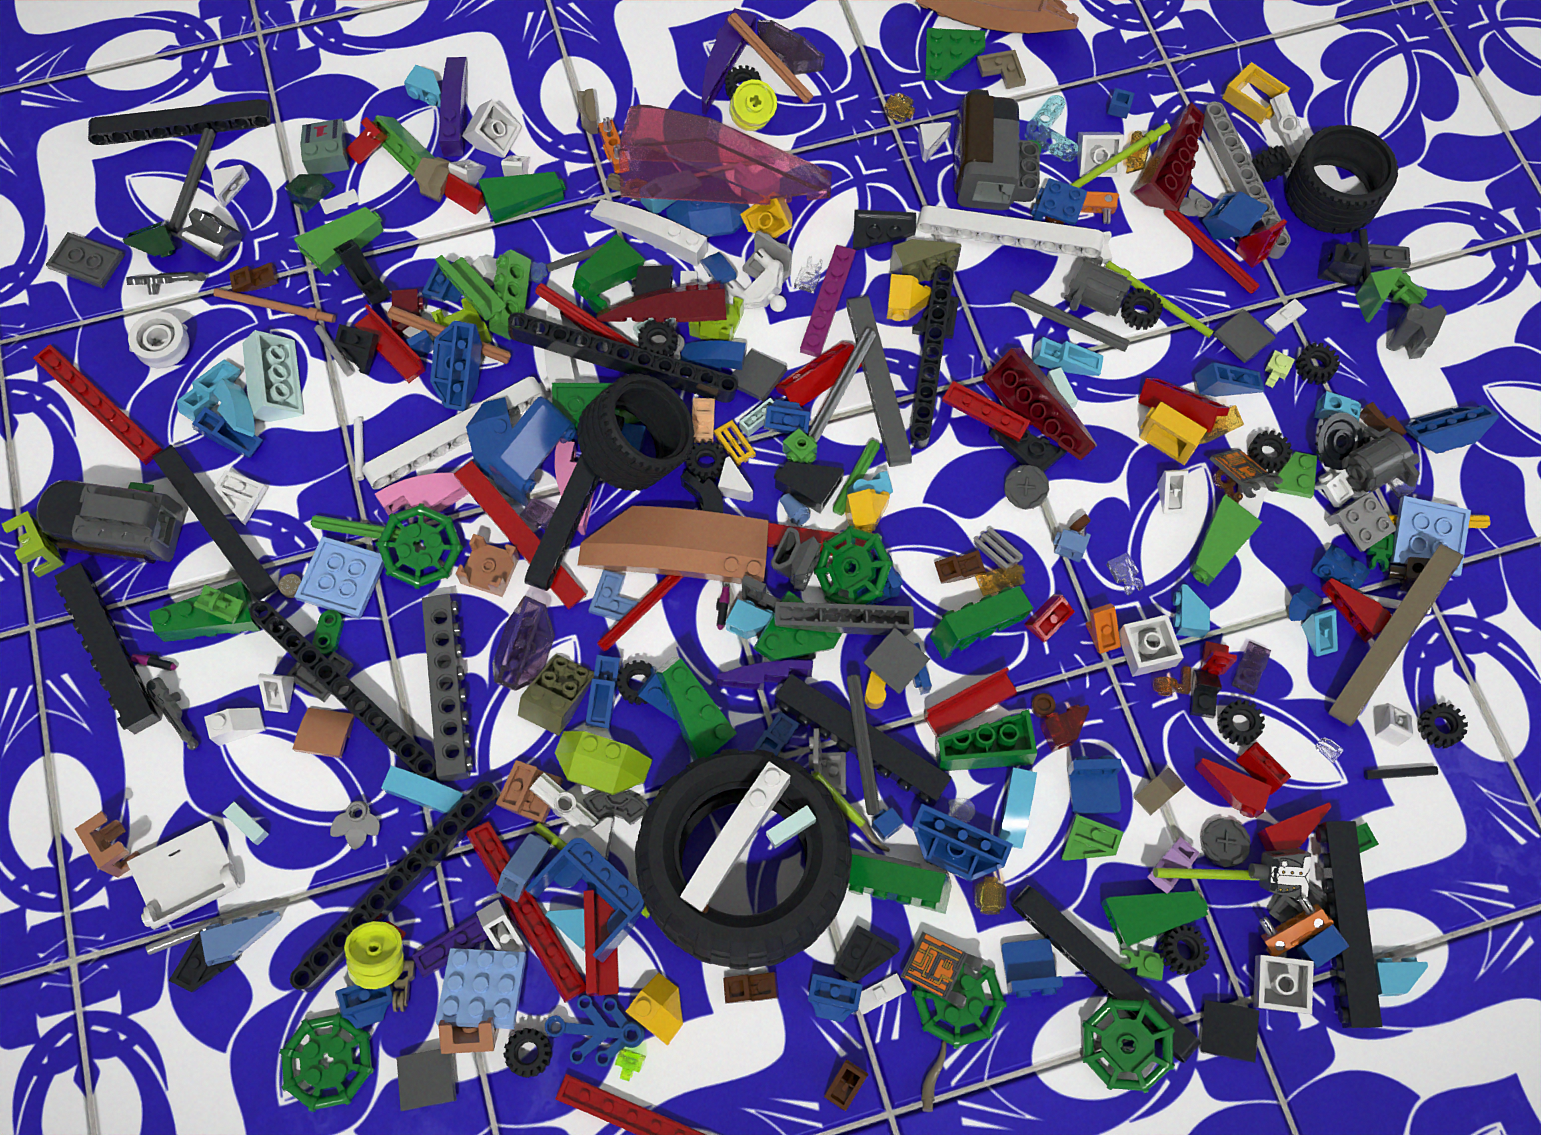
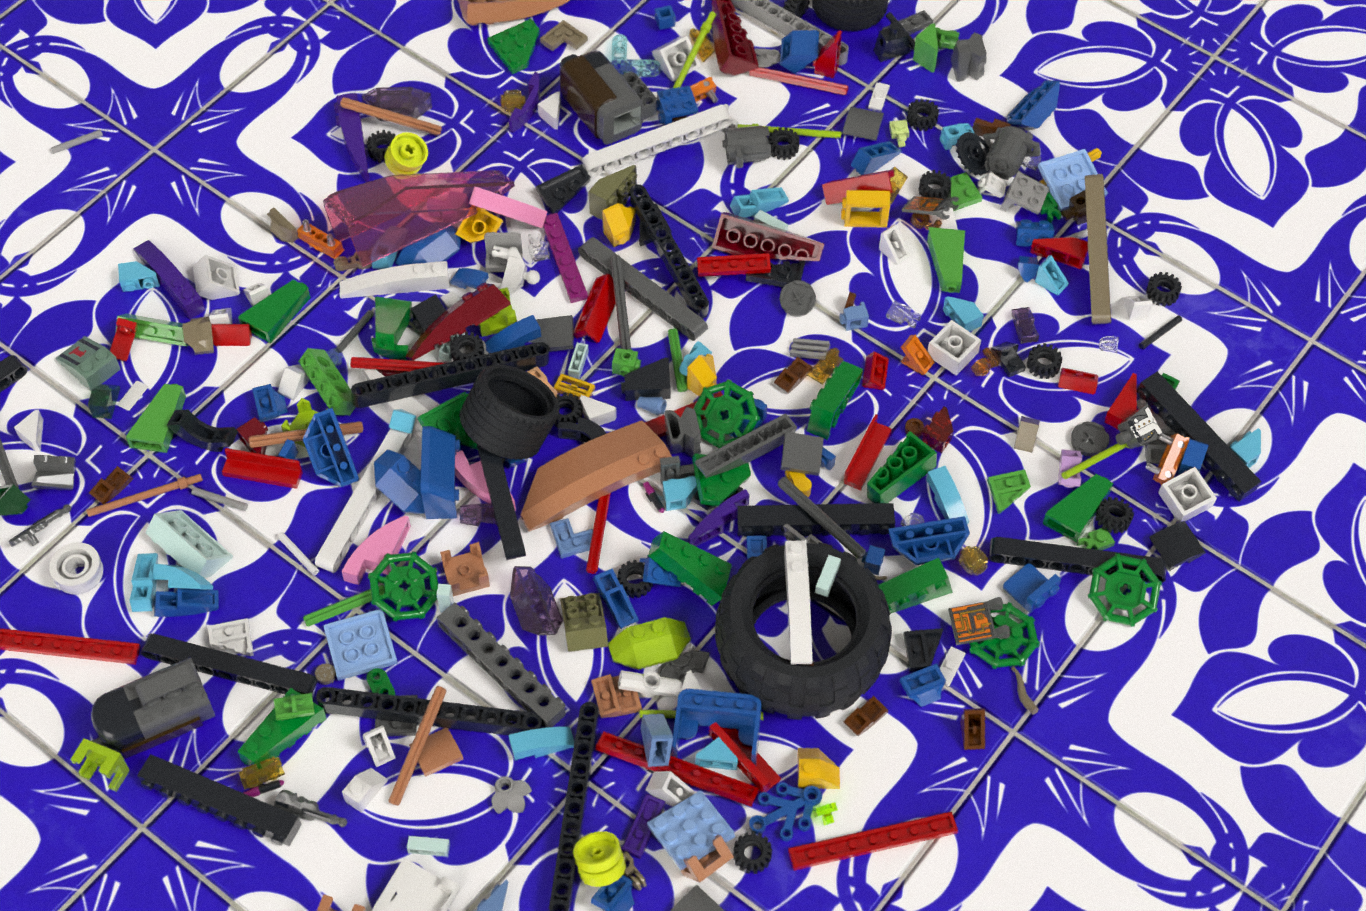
camera: 35 degrees left, 10 degrees down
(166, 648) = (270, 770): none -> clear yellow hinge
(304, 717) = (417, 745): none -> nougat axle
(357, 346) = (237, 483): black wing -> none
(443, 582) = (444, 596): none -> light aqua piece
(471, 286) = (298, 390): bright green panel -> none
(514, 529) = (465, 532): red tile -> none
(541, 376) = (402, 421): none -> medium azure slope
(786, 417) = (600, 348): blue slope -> none
(804, 216) = (508, 207): none -> bright pink slope
(897, 129) = (521, 117): none -> dark purple slope
(1070, 321) = (744, 177): dark grey axle -> none
(1094, 785) = (984, 453): blue bracket -> none
(1216, 658) = (1000, 331): red bracket -> none
(1237, 789) = (1071, 401): red slope -> none

